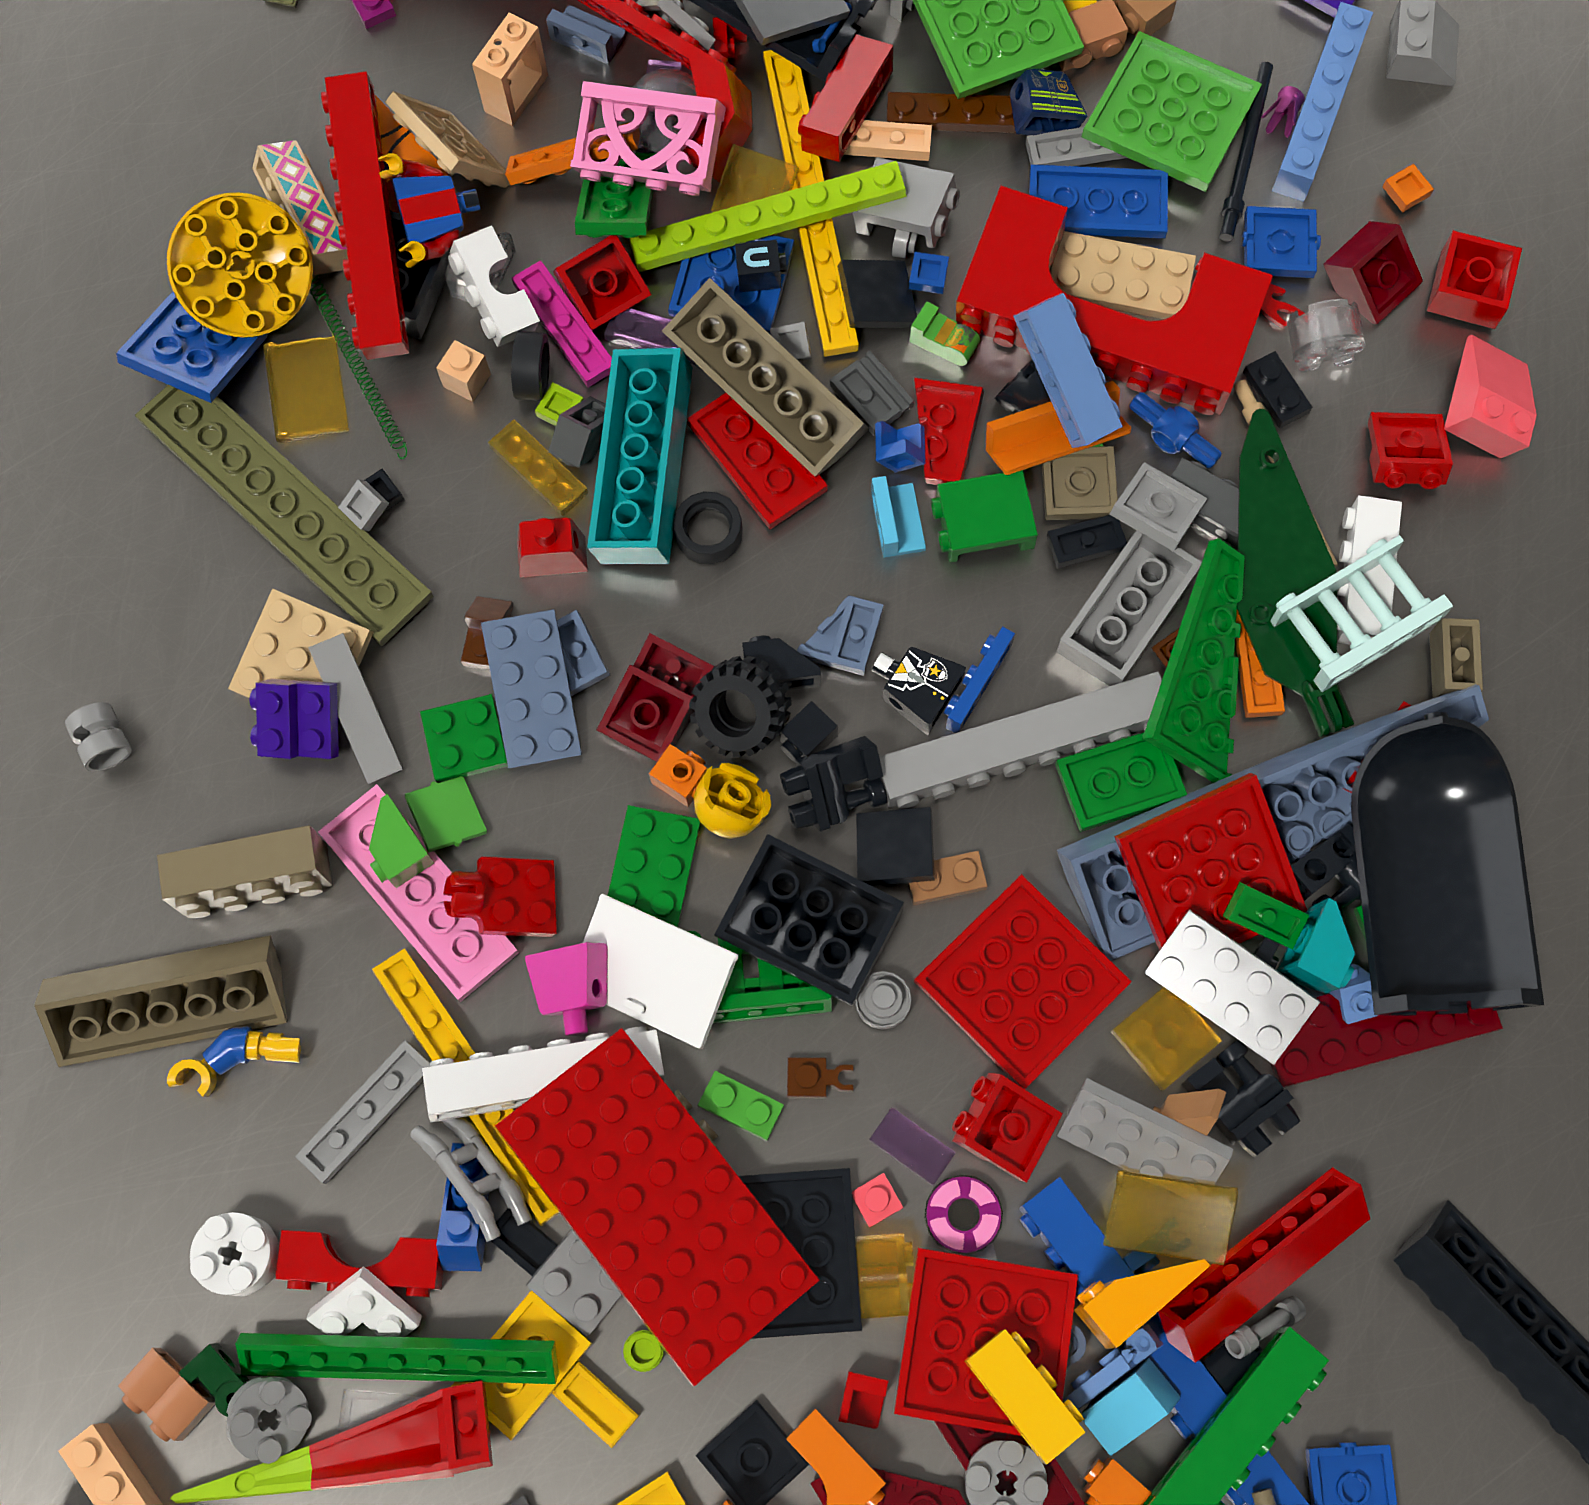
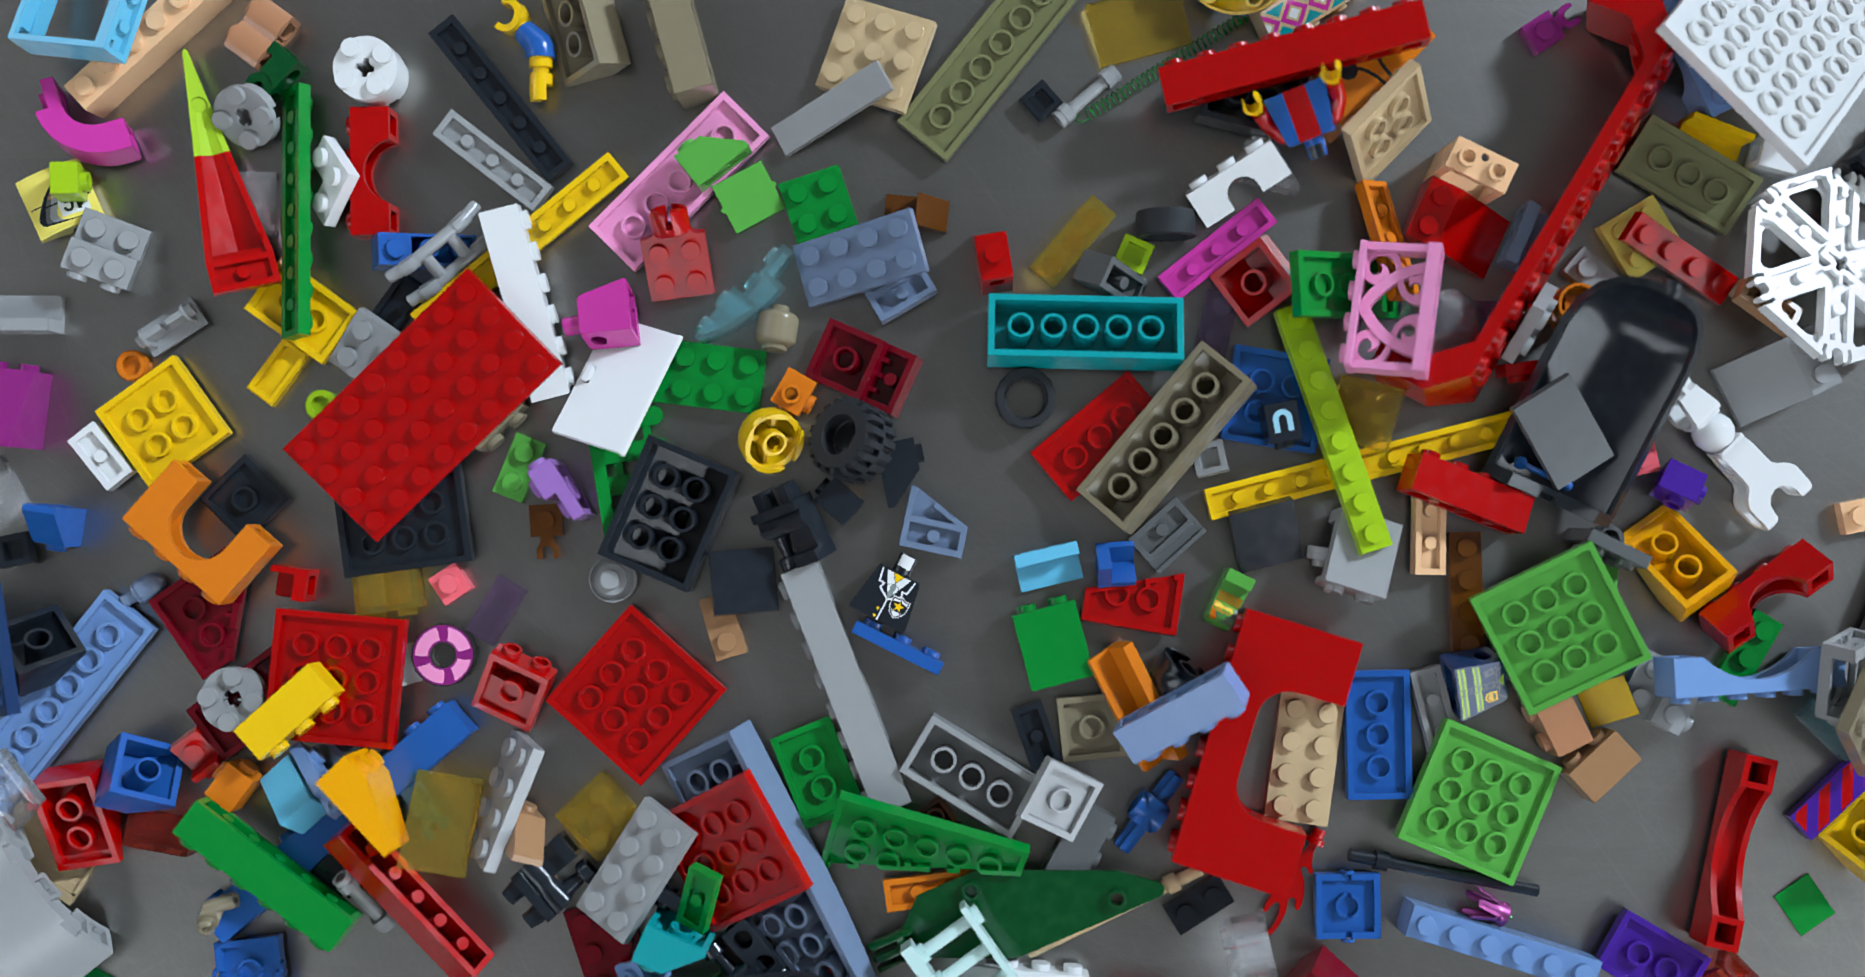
camera: 85 degrees right, 15 degrees up
(289, 1098) = (501, 98): none -> black plate
(295, 719) = (817, 57): dark purple plate -> none
(363, 505) = (1021, 90): light grey plate -> none
(364, 424) = (1106, 79): none -> light grey bar
(463, 370) = (1160, 164): light nougat brick -> none
(552, 99) = (1459, 221): none -> red slope
(573, 830) = (739, 309): none -> clear light blue slope
(603, 789) = (776, 329): none -> dark tan head
(761, 1054) = (556, 483): none -> medium lavender plate
(928, 272) = (1288, 580): blue tile -> none

